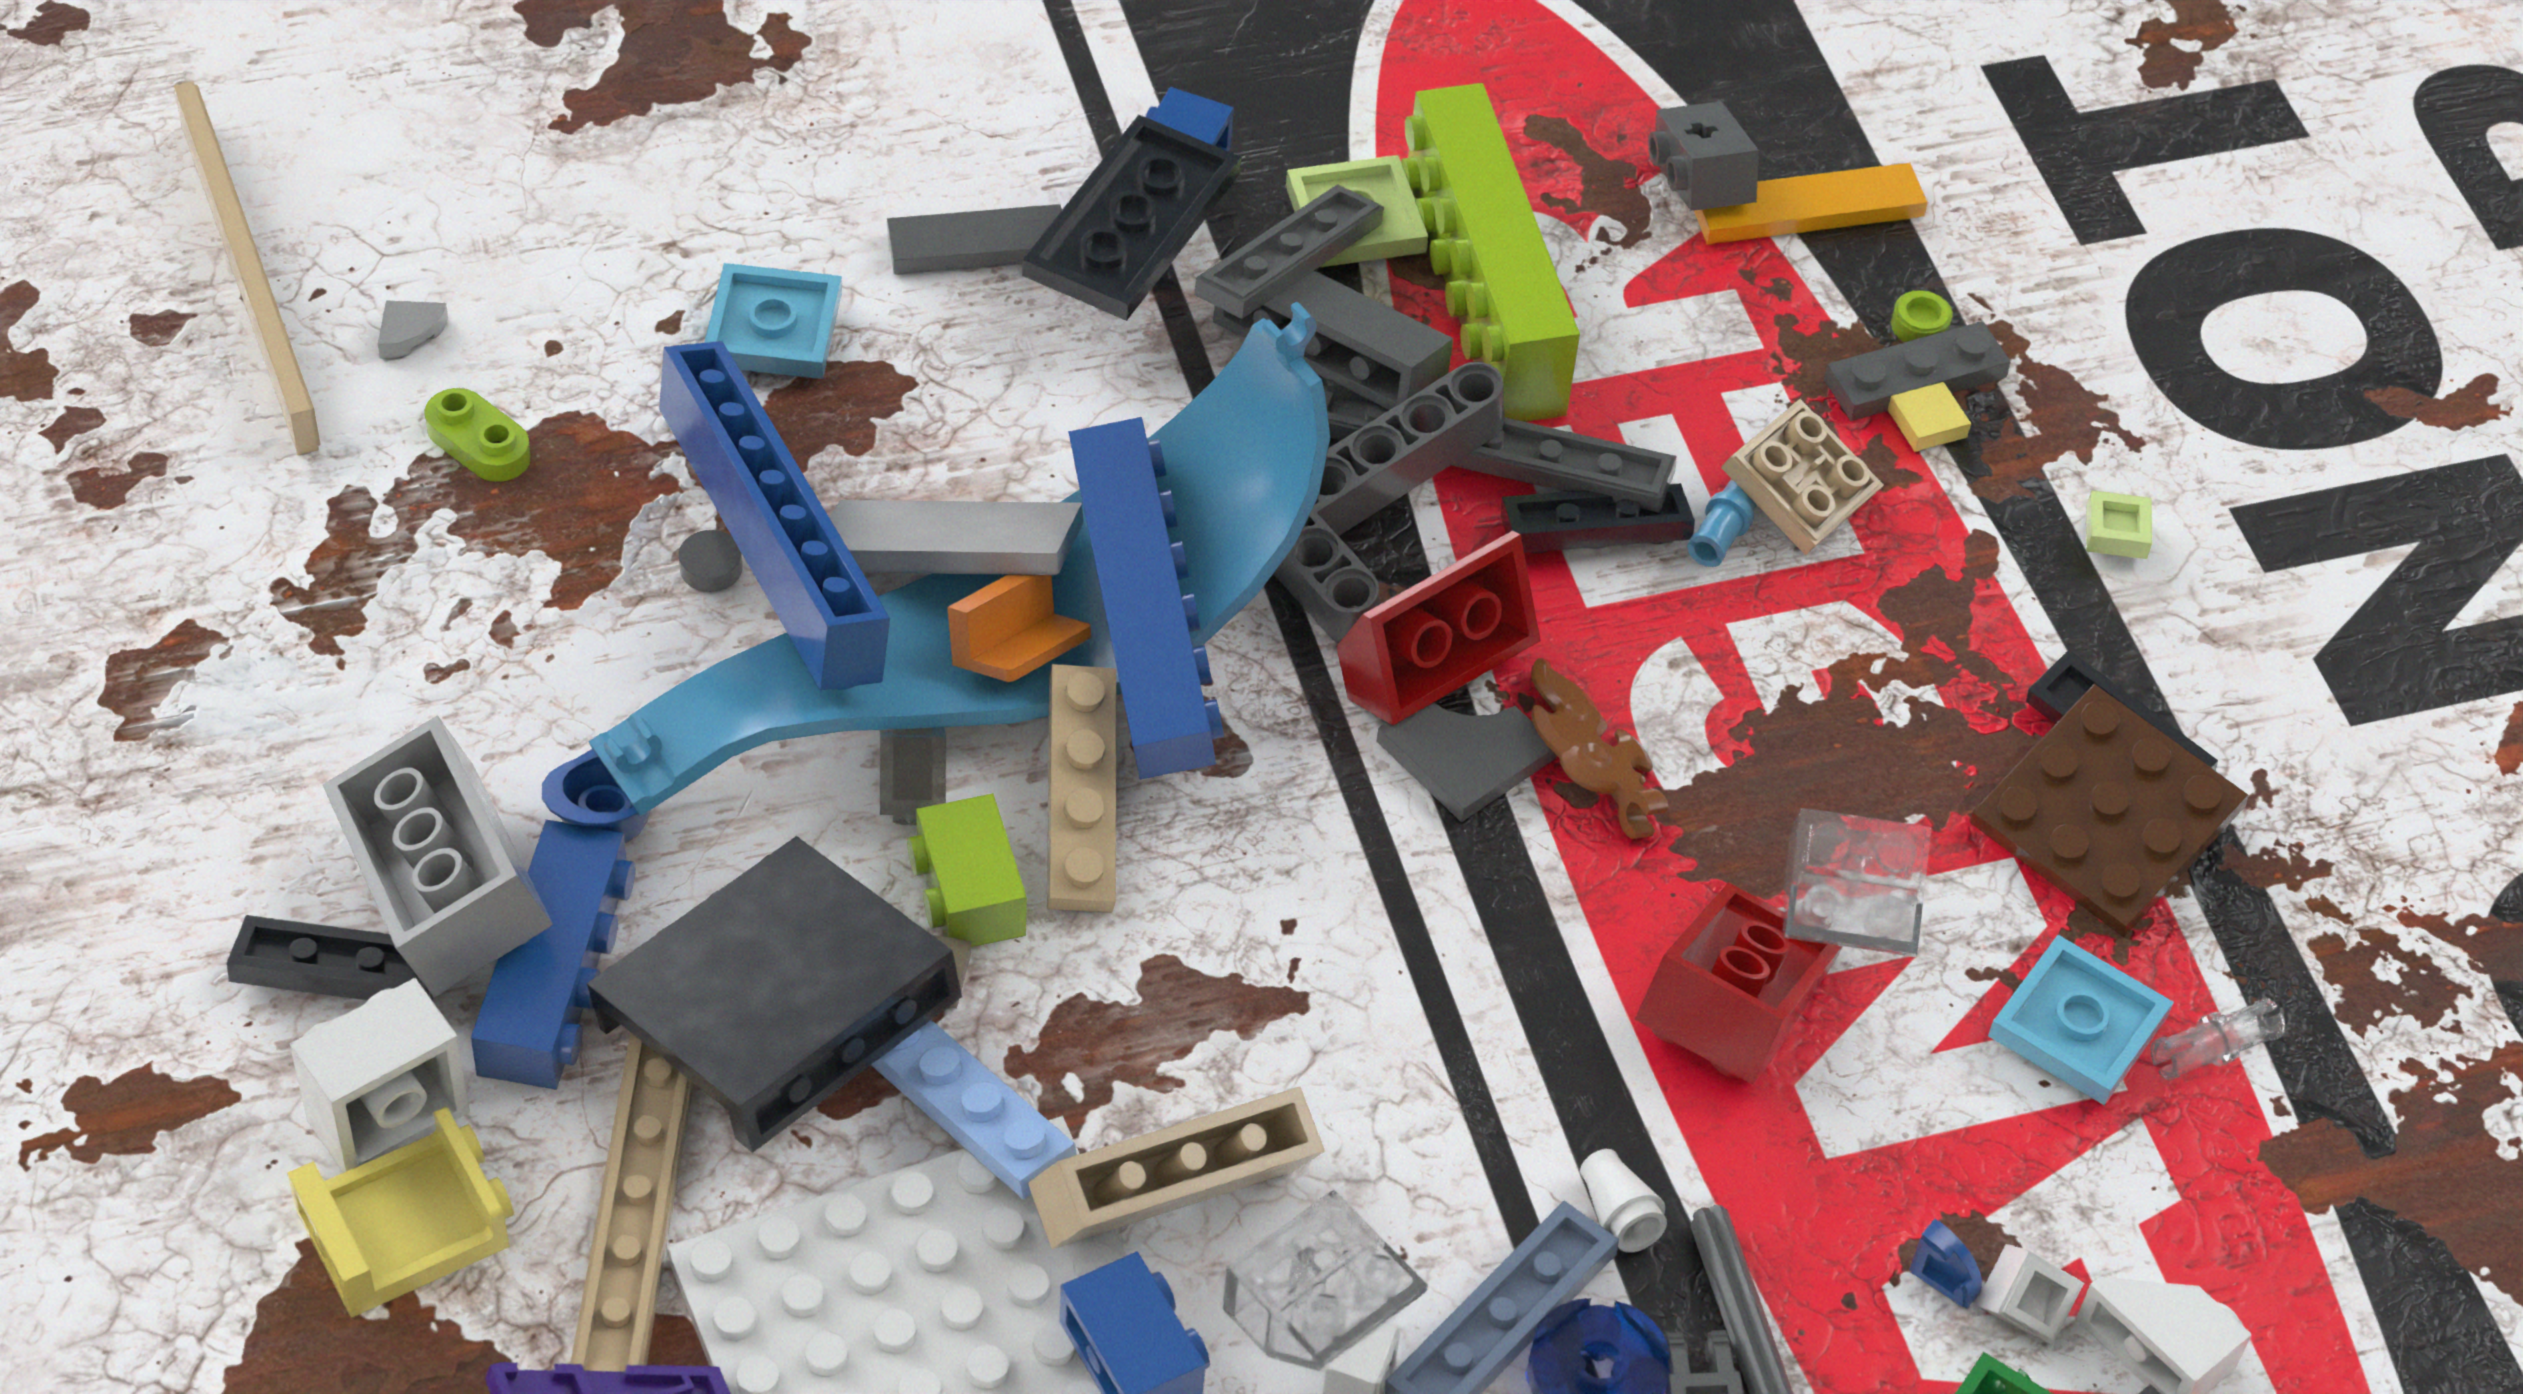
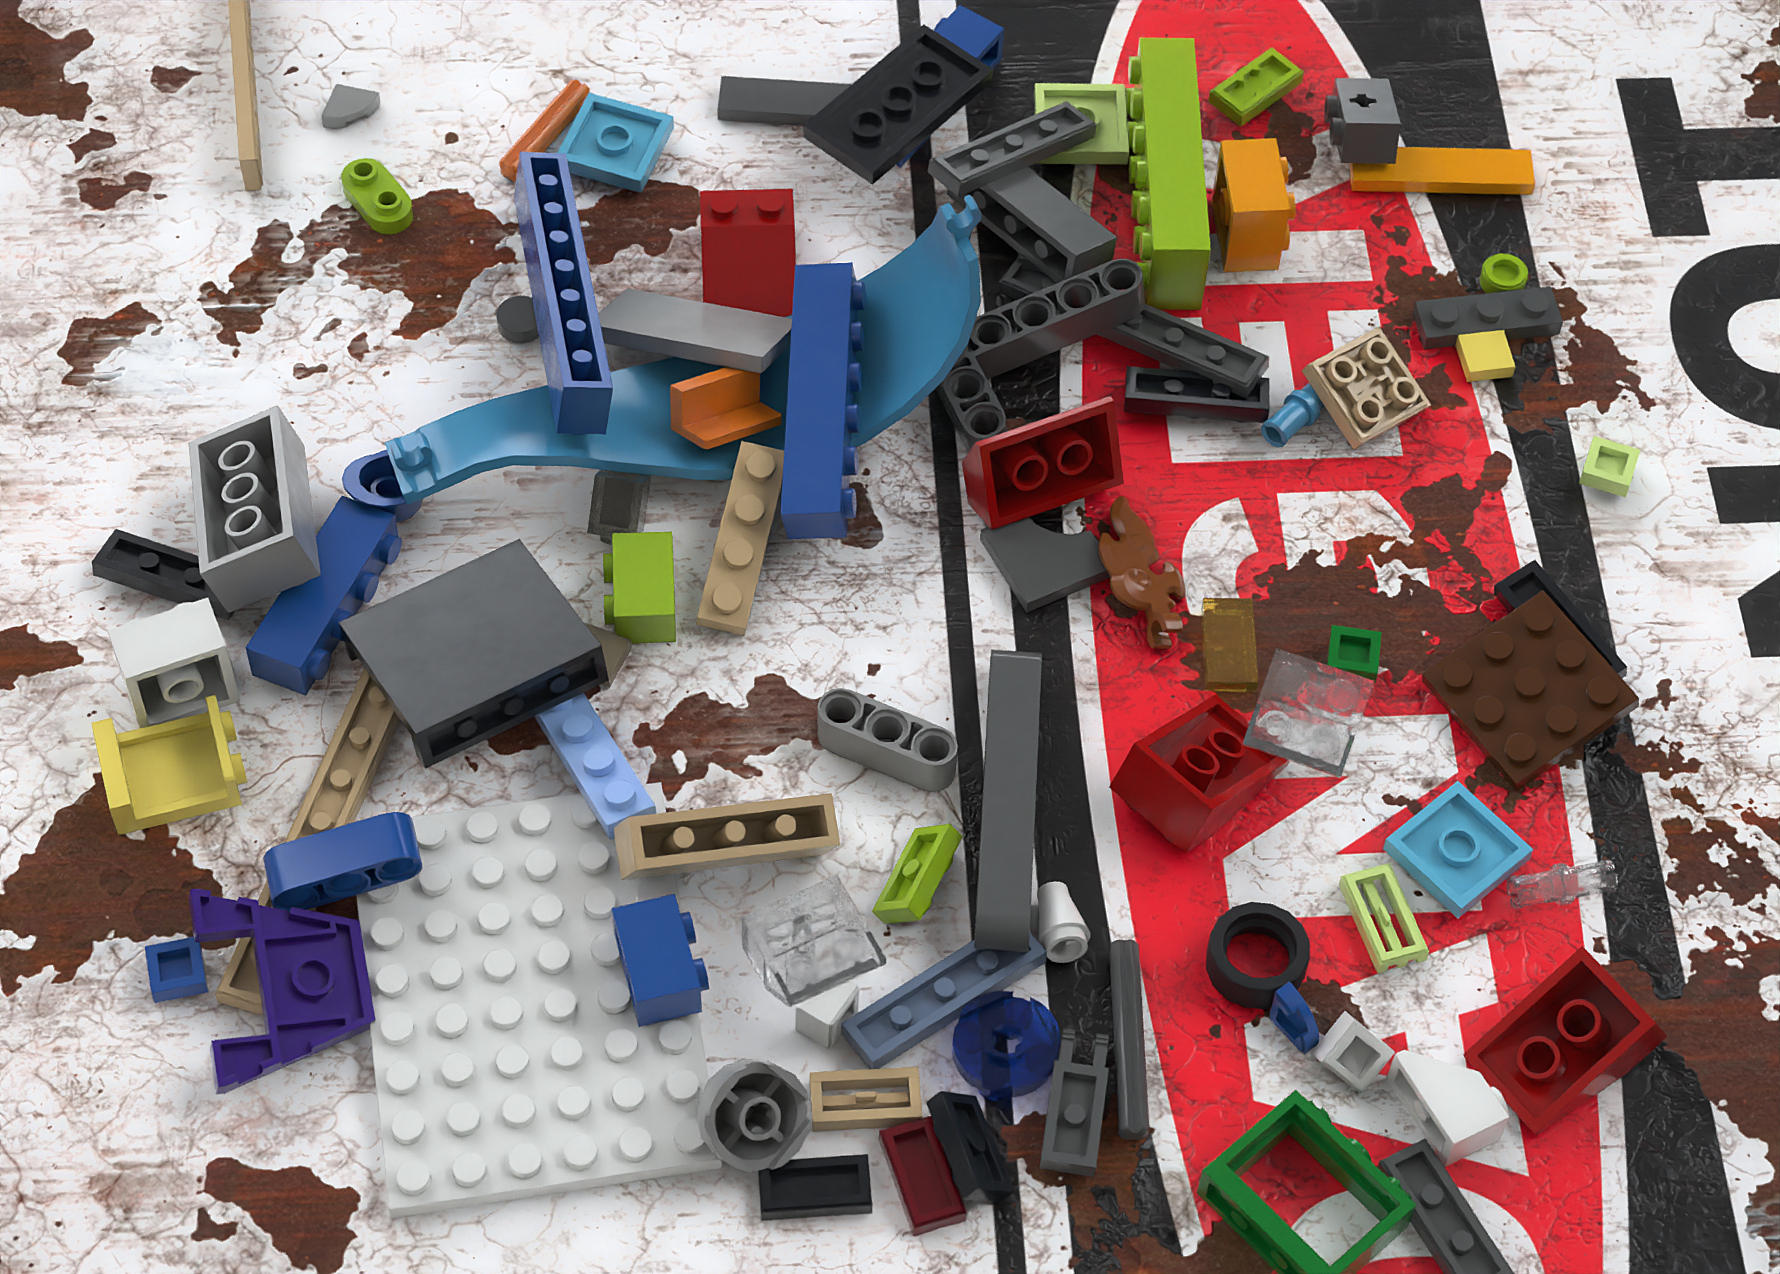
camera: 15 degrees right, 5 degrees up
(676, 317) = (546, 126): none -> orange axle
(679, 1293) = (343, 862): none -> blue beam
(986, 426) = (748, 249): none -> red slope
(1370, 1004) = (874, 720): none -> light grey beam
(1425, 1172) = (917, 874): none -> lime plate
(1517, 1061) = (1008, 802): none -> dark grey beam
(1558, 135) = (1256, 86): none -> lime plate
(1605, 273) = (1252, 205): none -> light orange brick
(1726, 818) = (1229, 644): none -> clear yellow tile
(1883, 795) = (1354, 651): none -> green plate
(1883, 1151) = (1261, 919): none -> black tyre
(2004, 1125) = (1397, 954): none -> yellowish green tile
(2285, 1229) = (1564, 1042): none -> red slope

